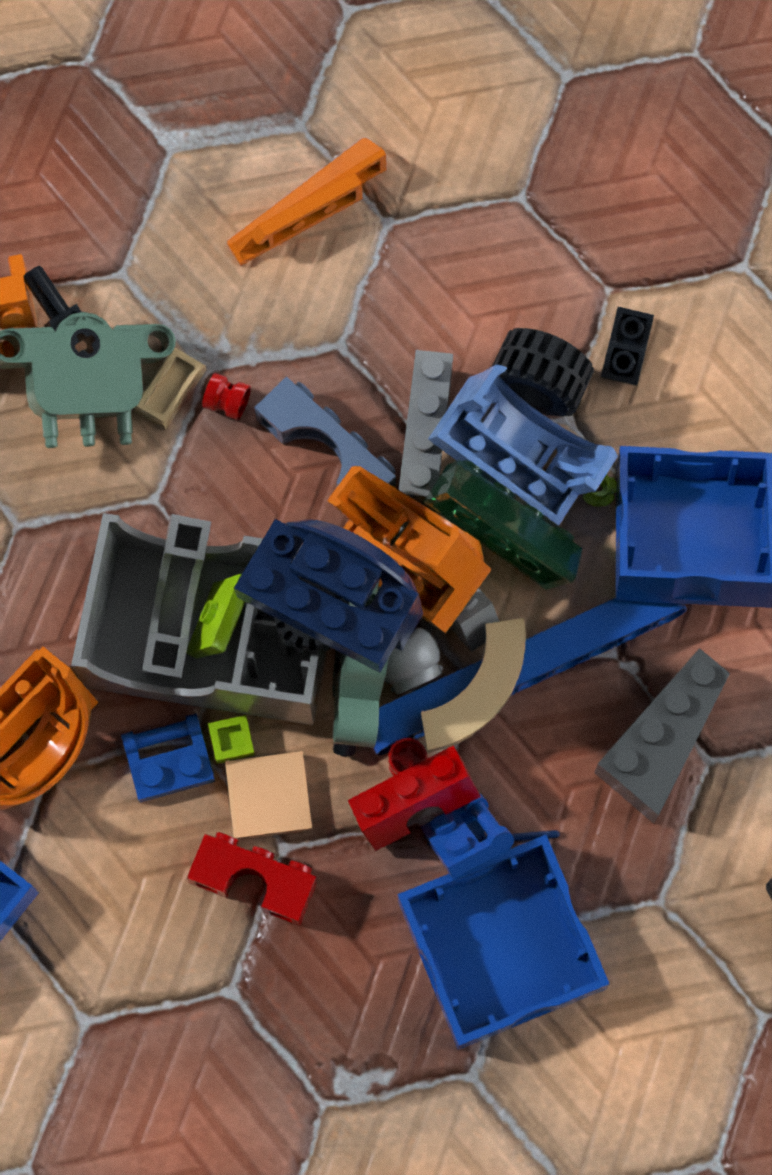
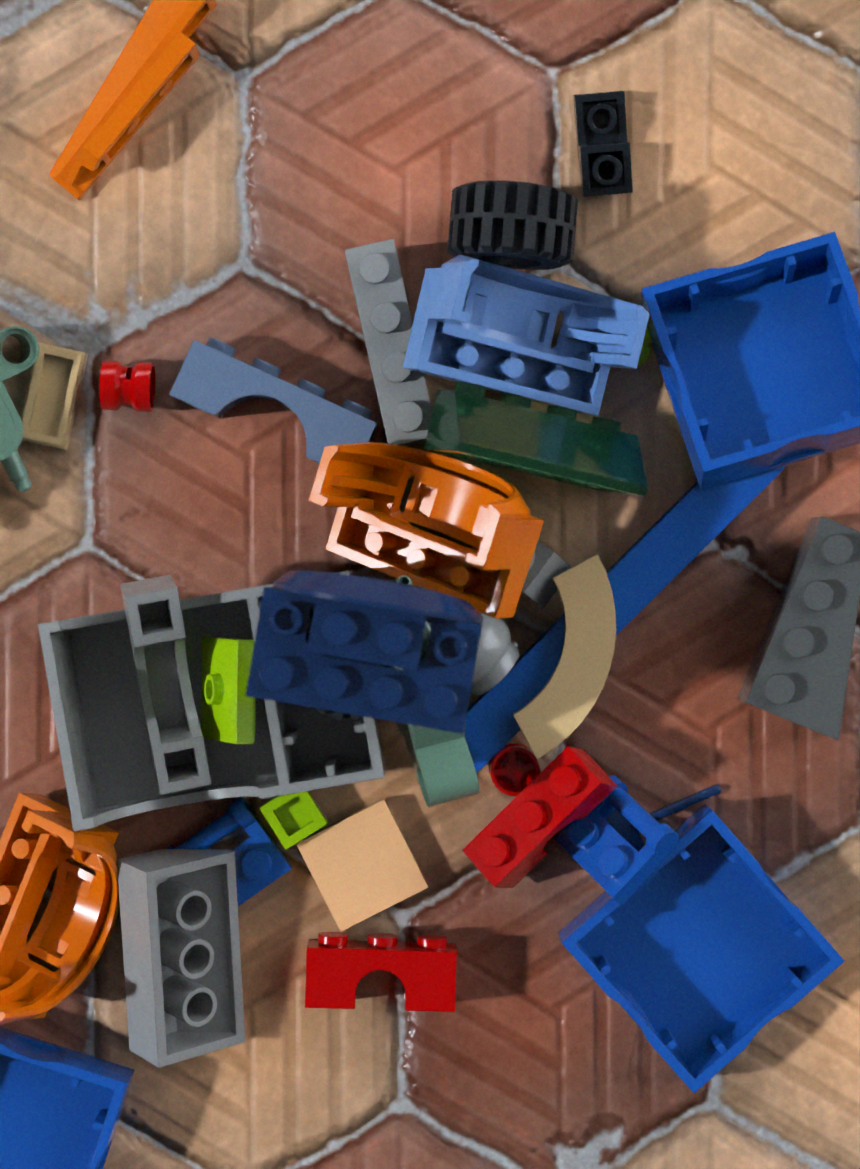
camera: 20 degrees left, 15 degrees up
(110, 806) = (181, 953): none -> light grey slope

